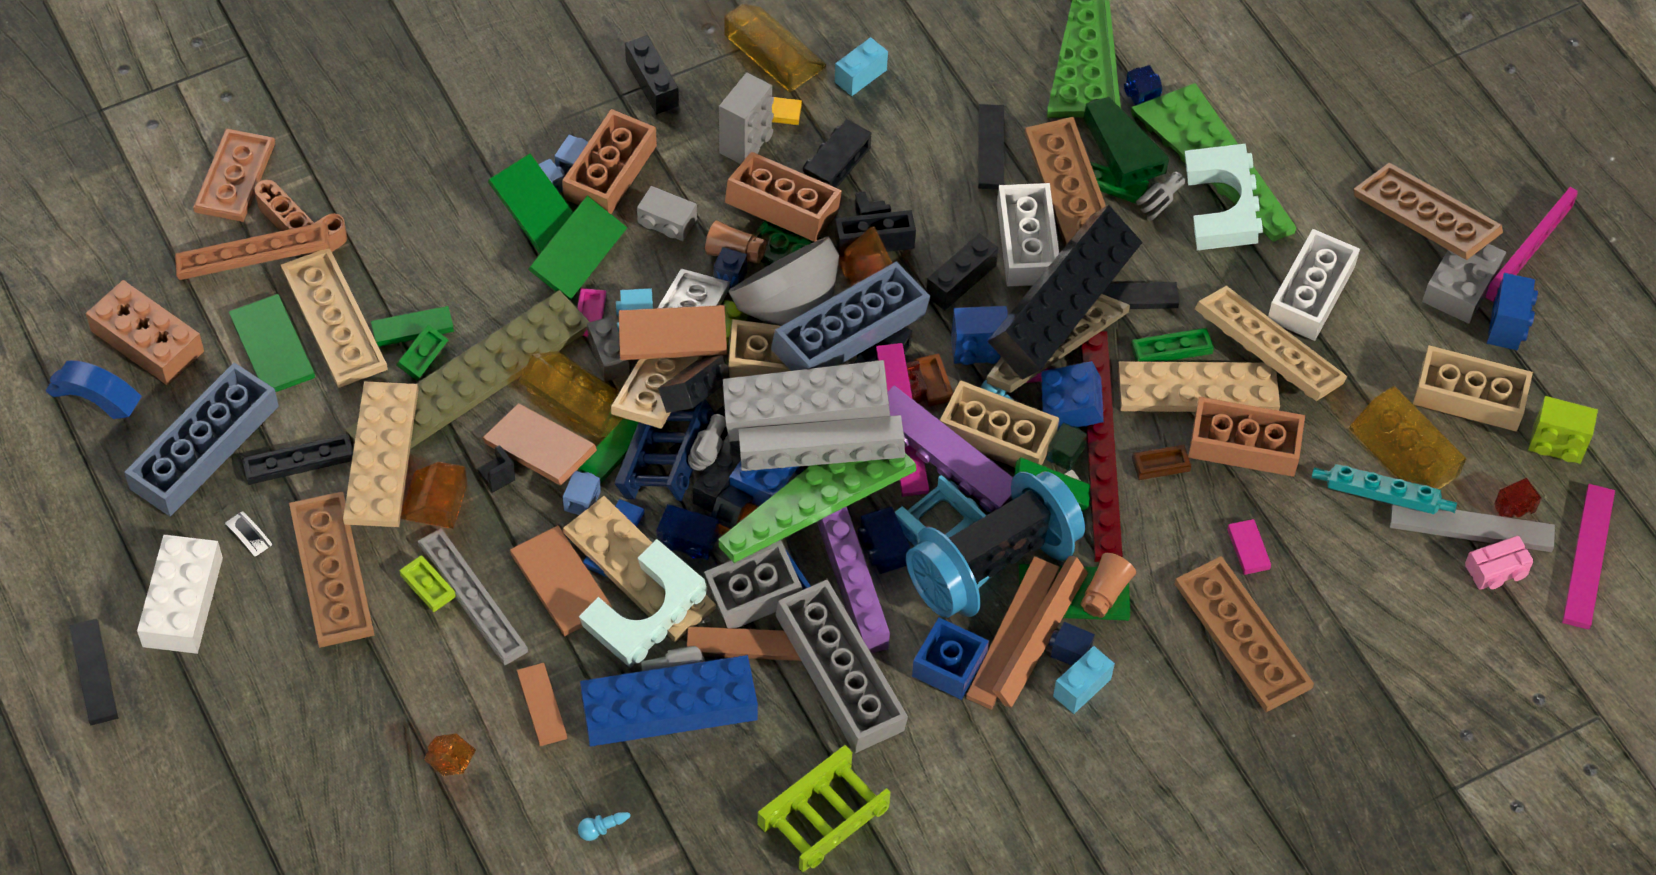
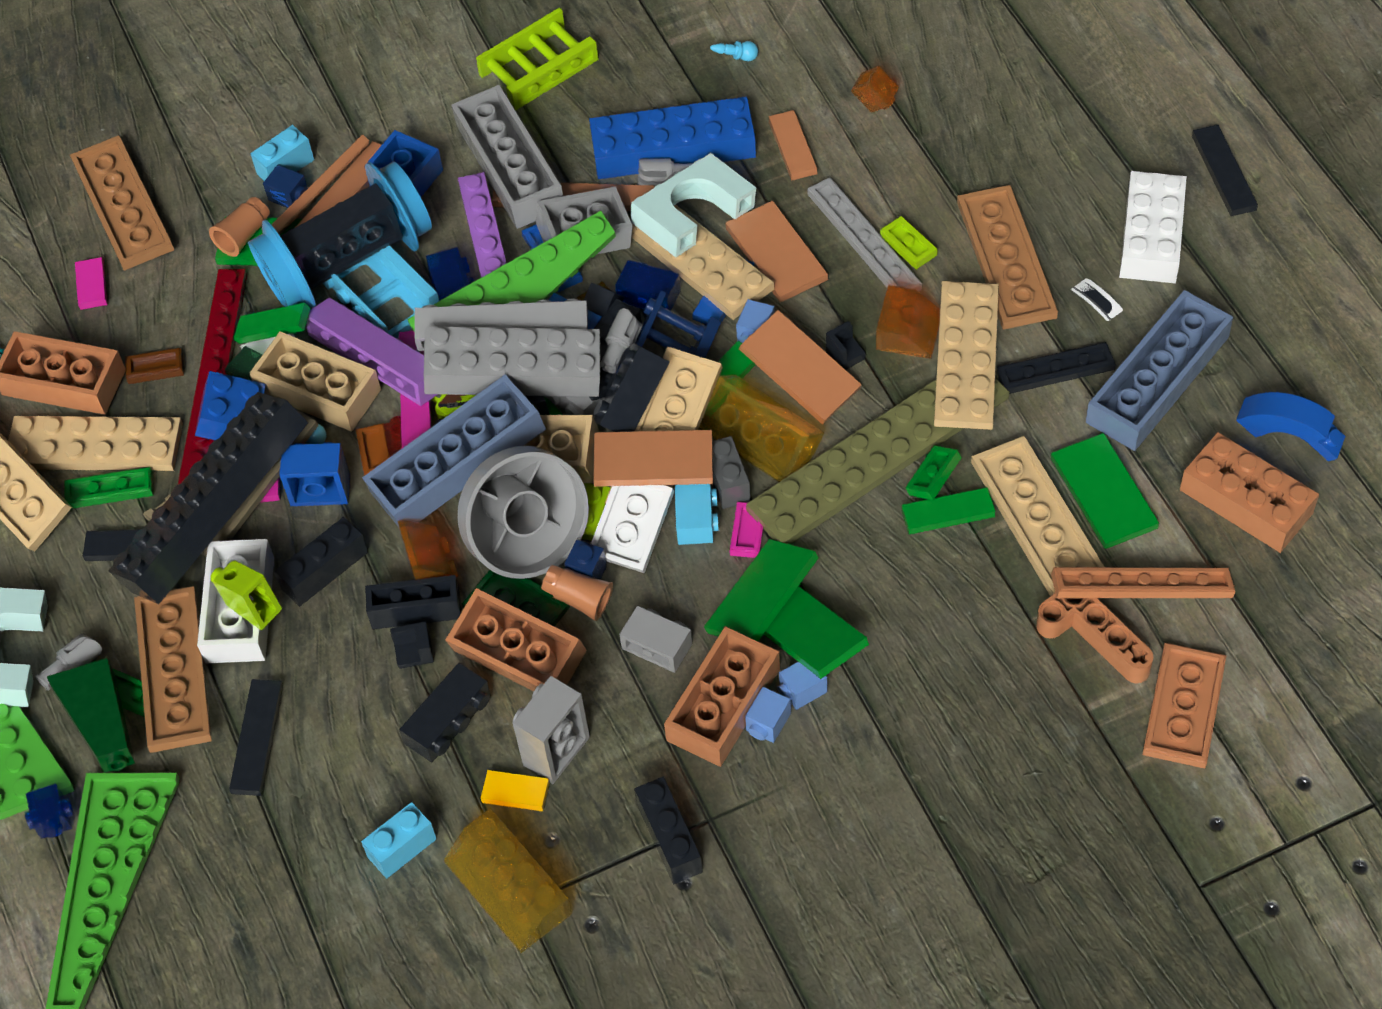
camera: 170 degrees left, 0 degrees up
(1014, 202) = (238, 582): none -> lime torso

